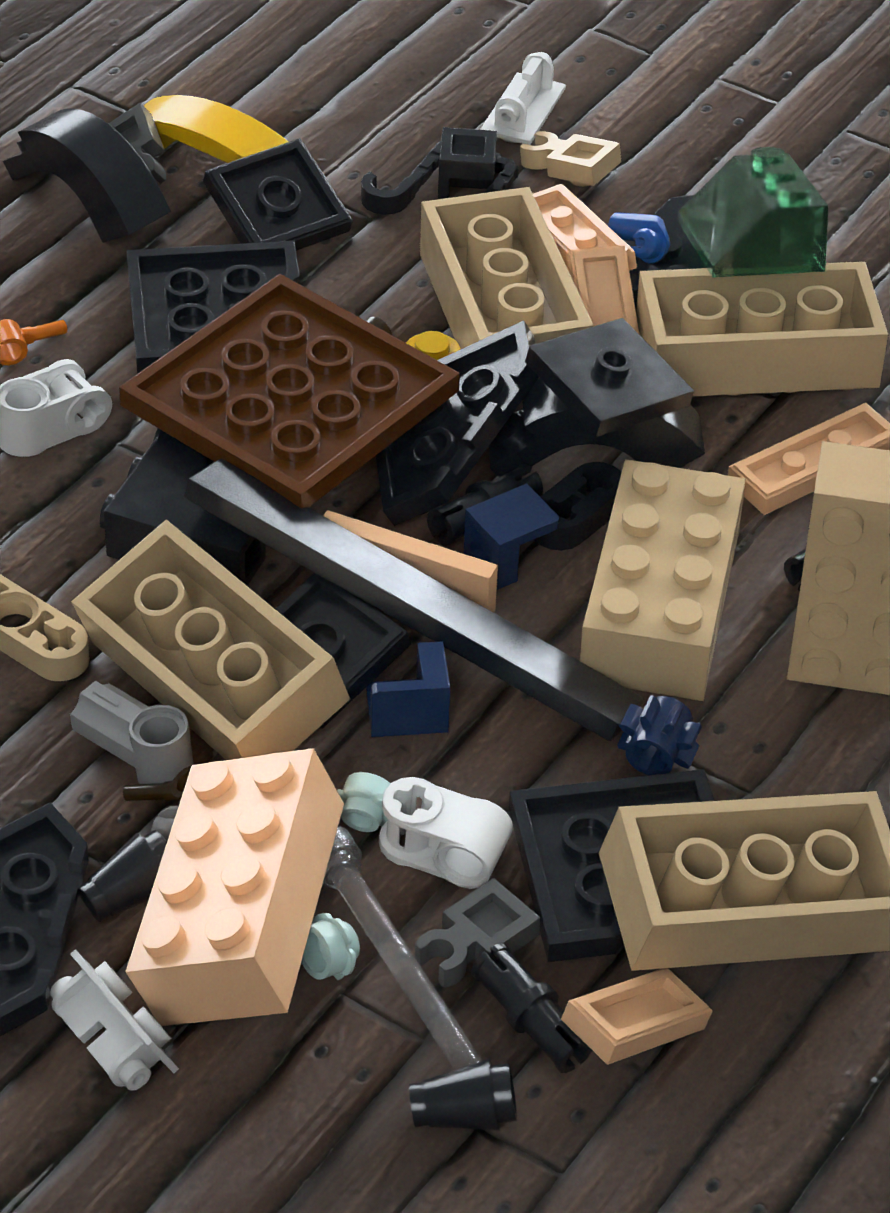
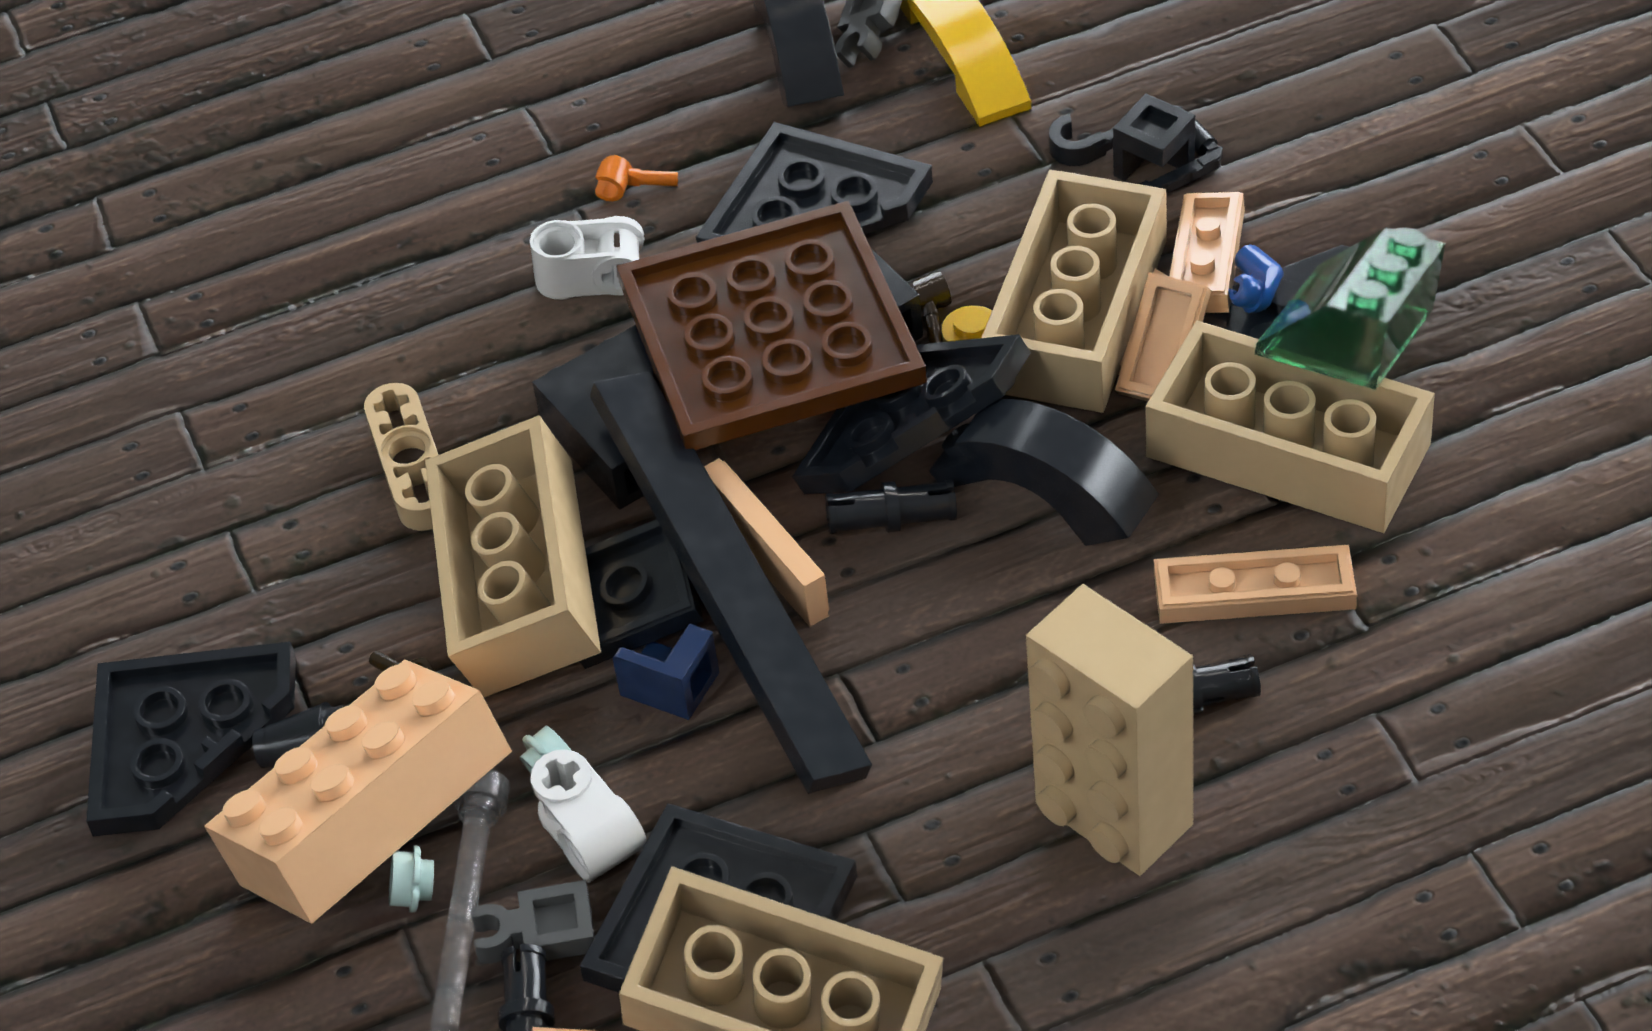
camera: 40 degrees right, 5 degrees up
(130, 1041) = (200, 883): white hinge -> none
(145, 737) = (410, 605): light grey piece -> none
(278, 197) = (956, 115): black plate -> none
(503, 524) = (877, 536): dark blue panel -> none
(526, 101) = (1283, 91): white hinge -> none
(577, 159) = (1280, 170): tan plate -> none
(585, 511) = (980, 542): black beam -> none
(609, 376) = (1048, 425): black plate -> none
(659, 735) = (843, 809): dark blue gear -> none
(663, 579) = (957, 662): tan brick -> none

